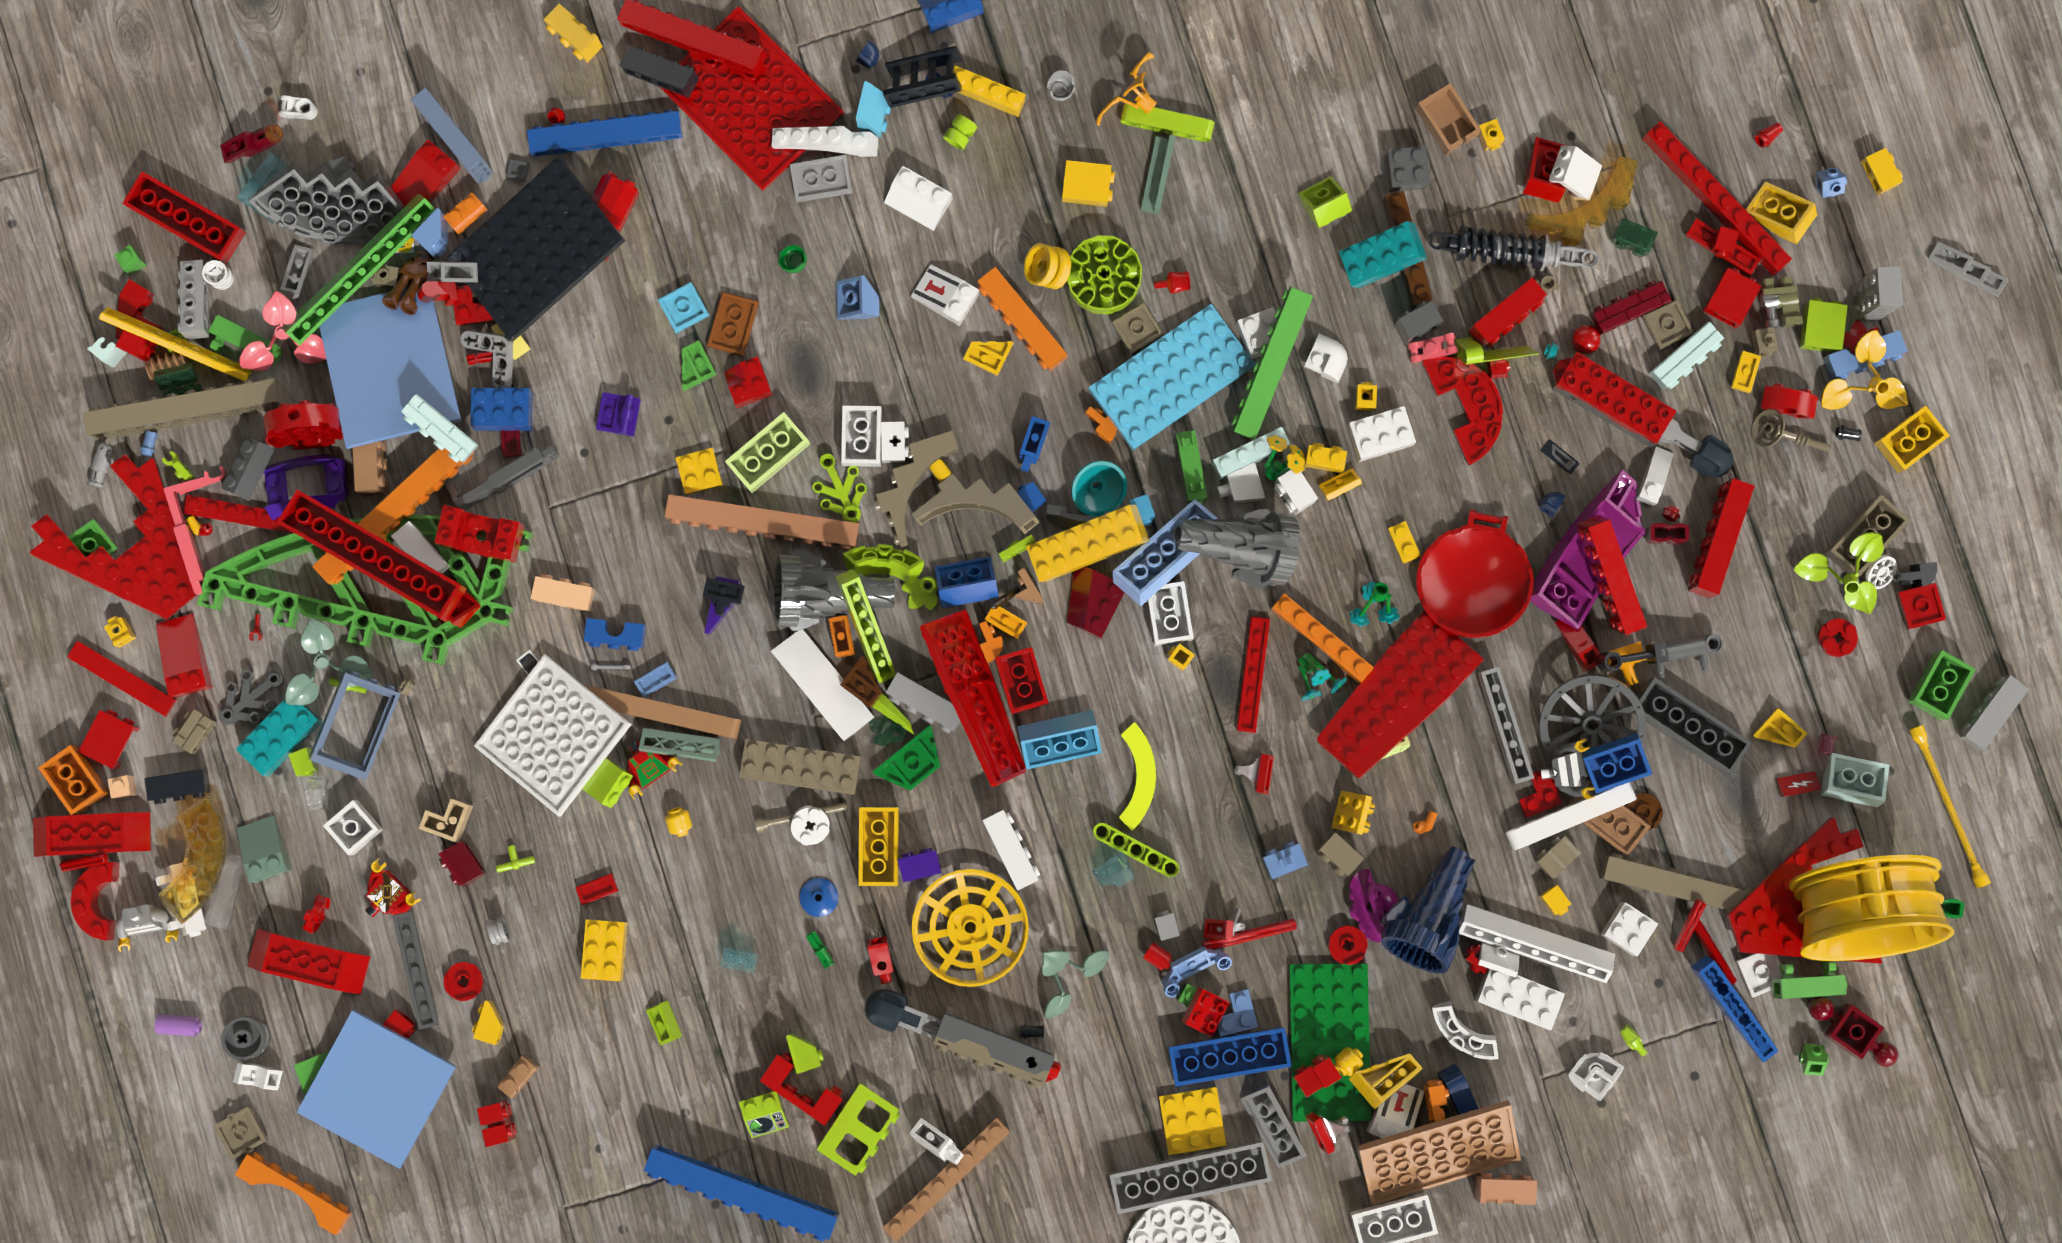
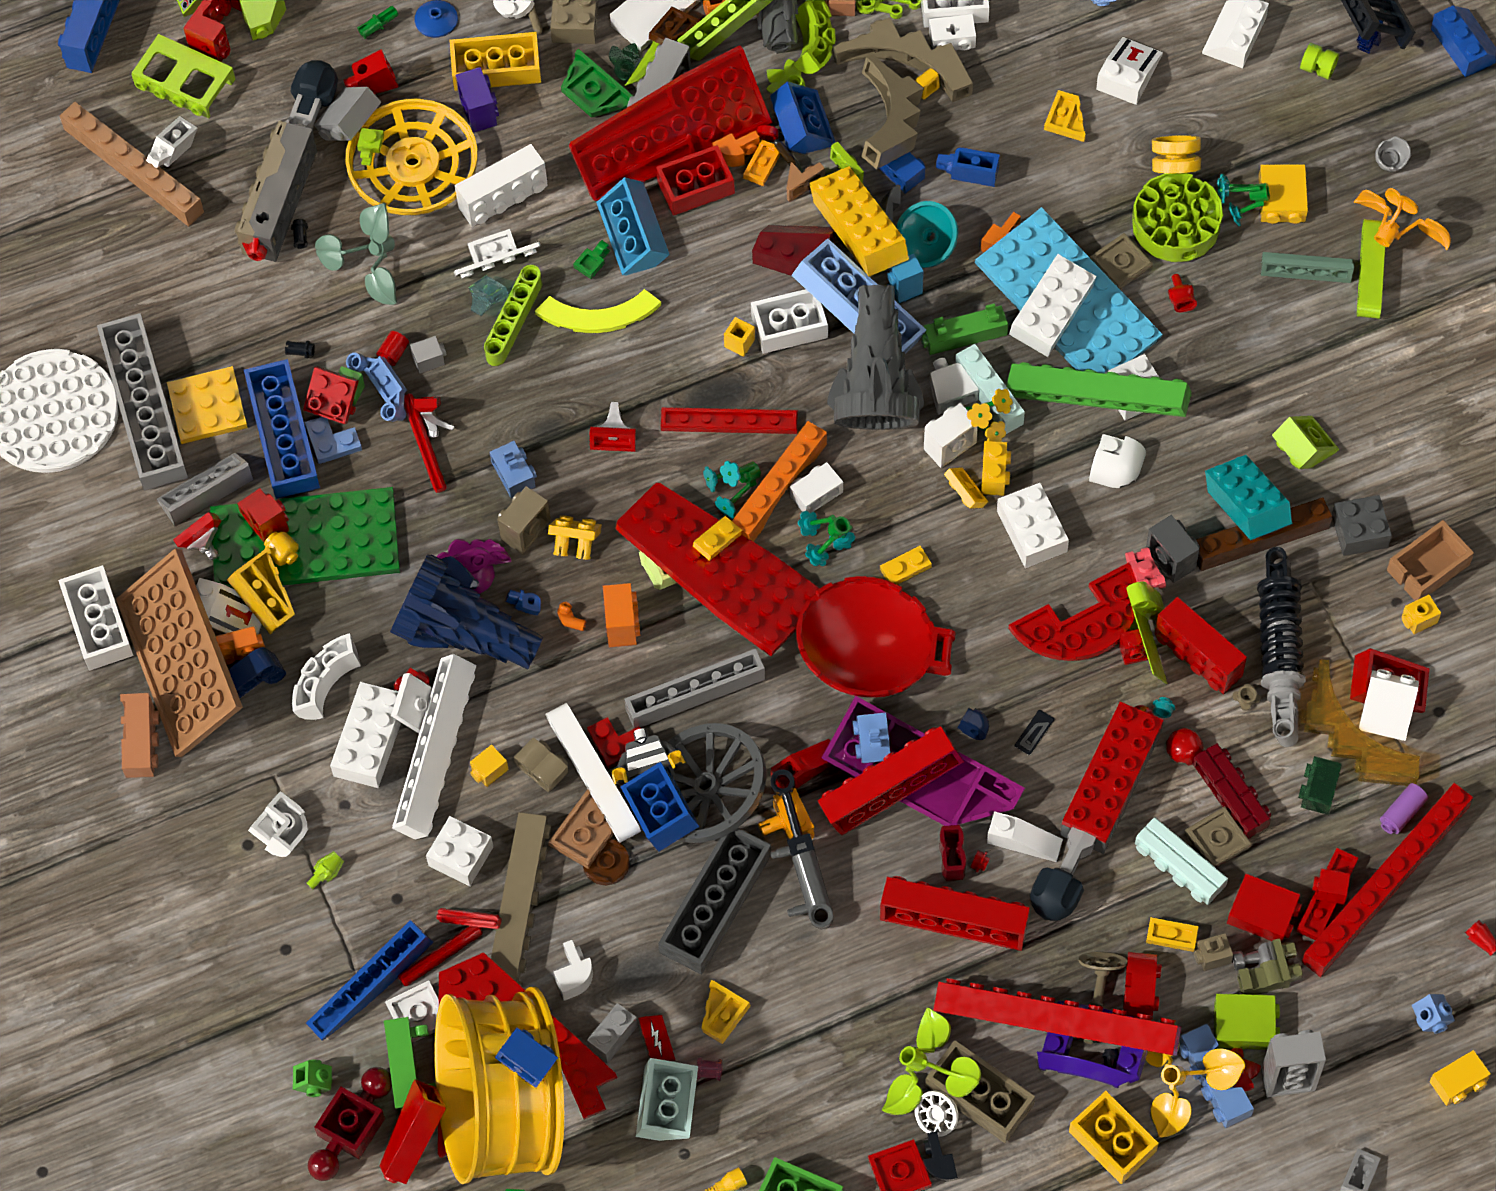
camera: 90 degrees right, 20 degrees down
(922, 982) = (347, 114): none -> light grey brick
(956, 963) = (369, 143): none -> lime plate
(977, 614) = (767, 133): none -> red tile
(990, 92) = (1372, 83): yellow brick -> none
(1022, 319) = (1112, 144): orange brick -> none
(1071, 862) = (494, 249): none -> white bracket
(1089, 779) = (592, 261): none -> green plate
(1093, 202) = (1257, 192): none -> green plant
(1147, 1036) = (300, 348): none -> black pin
(1189, 389) = (1052, 305): none -> white brick
(1328, 608) = (816, 488): none -> white brick
(1342, 954) = (422, 534): red plate -> none
(1371, 391) = (1075, 505): yellow brick -> none
(1377, 693) = (717, 538): none -> yellow plate
(1407, 863) = (521, 599): none -> blue piece
(1435, 781) = (621, 615): none -> orange brick
(1573, 584) = (872, 737): none -> medium blue brick
(1657, 177) = (1403, 809): none -> medium lavender brick
(1743, 843) = (577, 976): none -> white brick
(1782, 212) = (1384, 961): yellow slope -> none
(1794, 818) = (612, 1033): none -> light grey brick
(1821, 468) = (1056, 1058): none -> dark purple wedge
(1821, 468) = (1058, 1018): none -> red brick
(1847, 632) = (836, 1081): red plate -> none
(1870, 980) = (412, 1131): none -> red slope
(1897, 880) = (526, 1057): none -> blue brick

